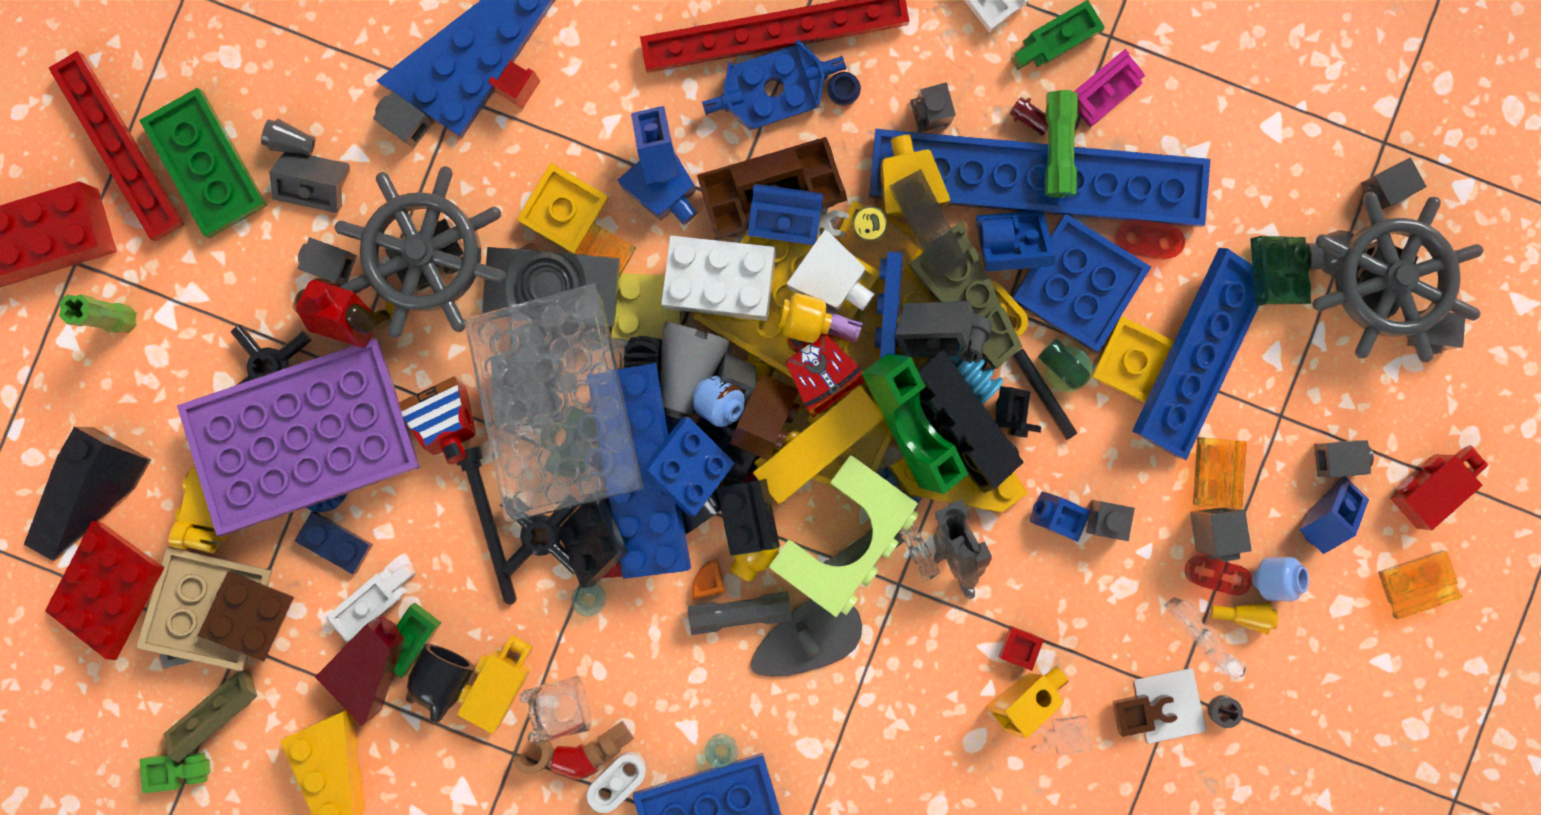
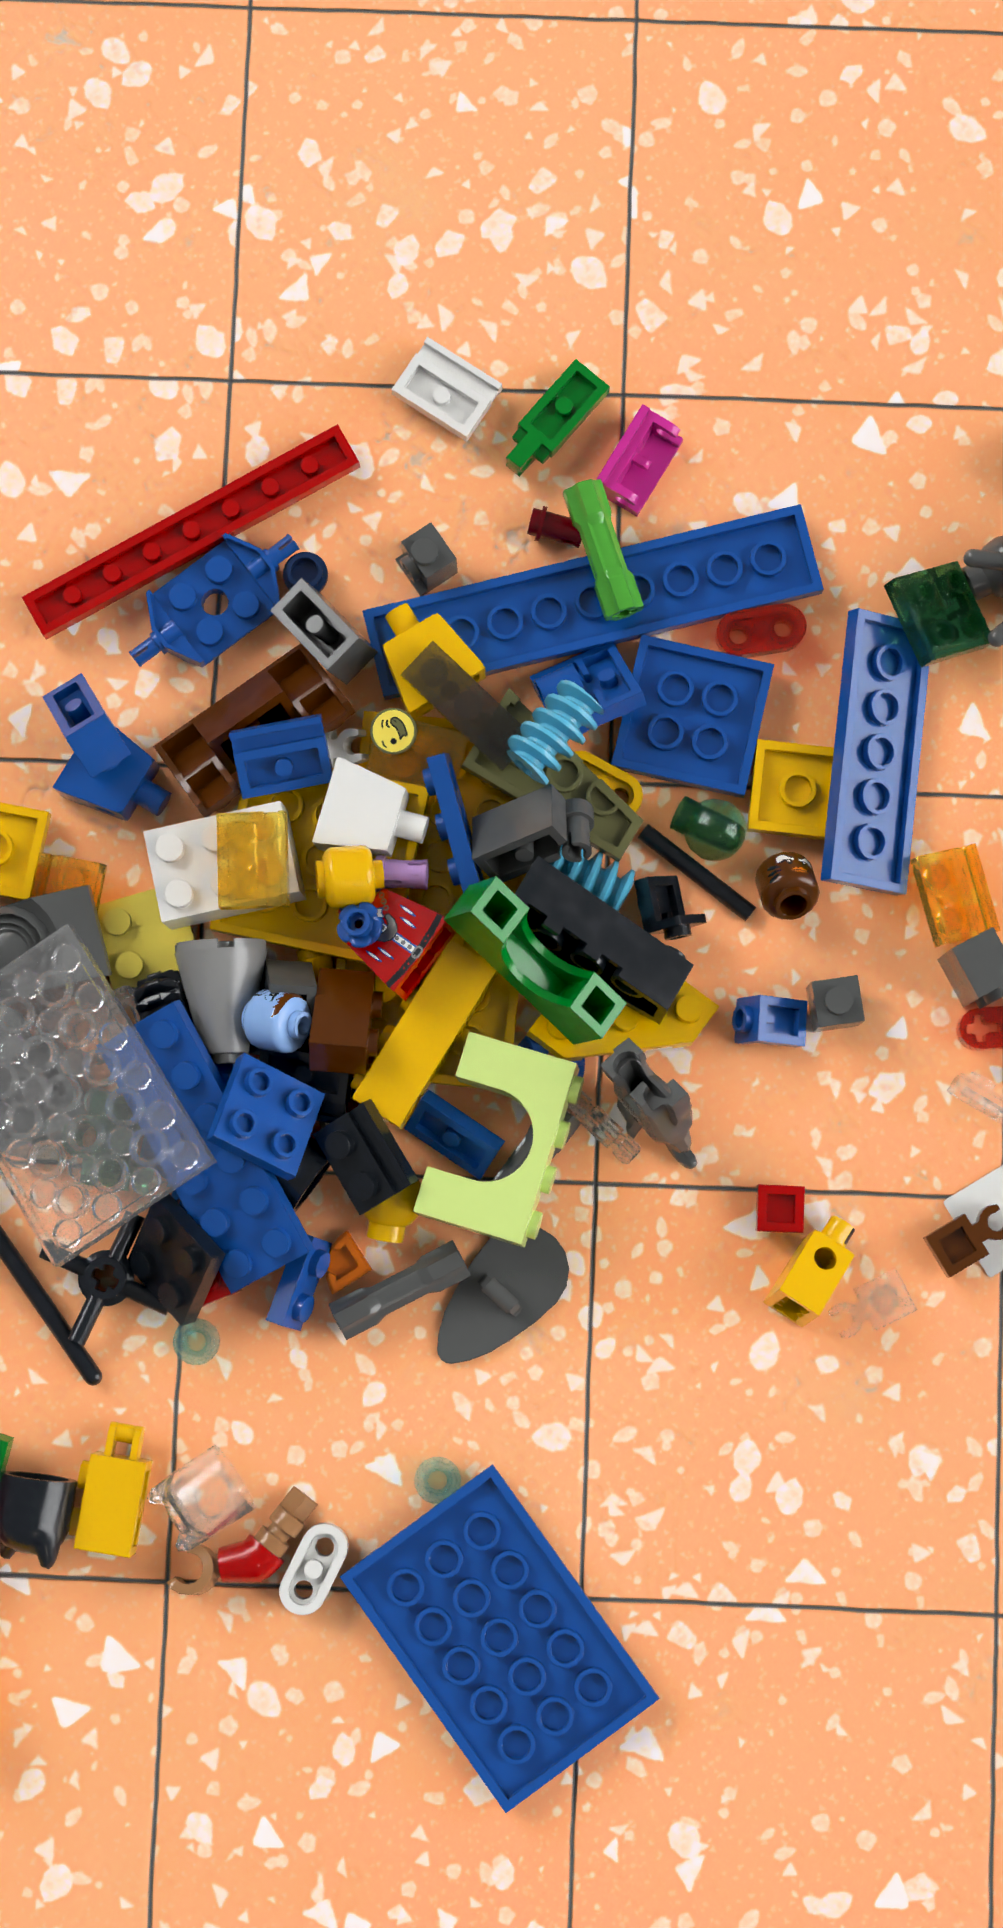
camera: 15 degrees left, 5 degrees down
(666, 591) = (295, 1292): none -> blue plate
(740, 283) = (252, 860): none -> clear yellow plate
(802, 364) = (367, 933): none -> blue plate
(814, 519) = (454, 1134): none -> blue plate
(844, 134) = (324, 631): none -> dark grey brick
(984, 262) = (553, 730): none -> medium azure piece
(1106, 426) = (787, 885): none -> reddish brown head

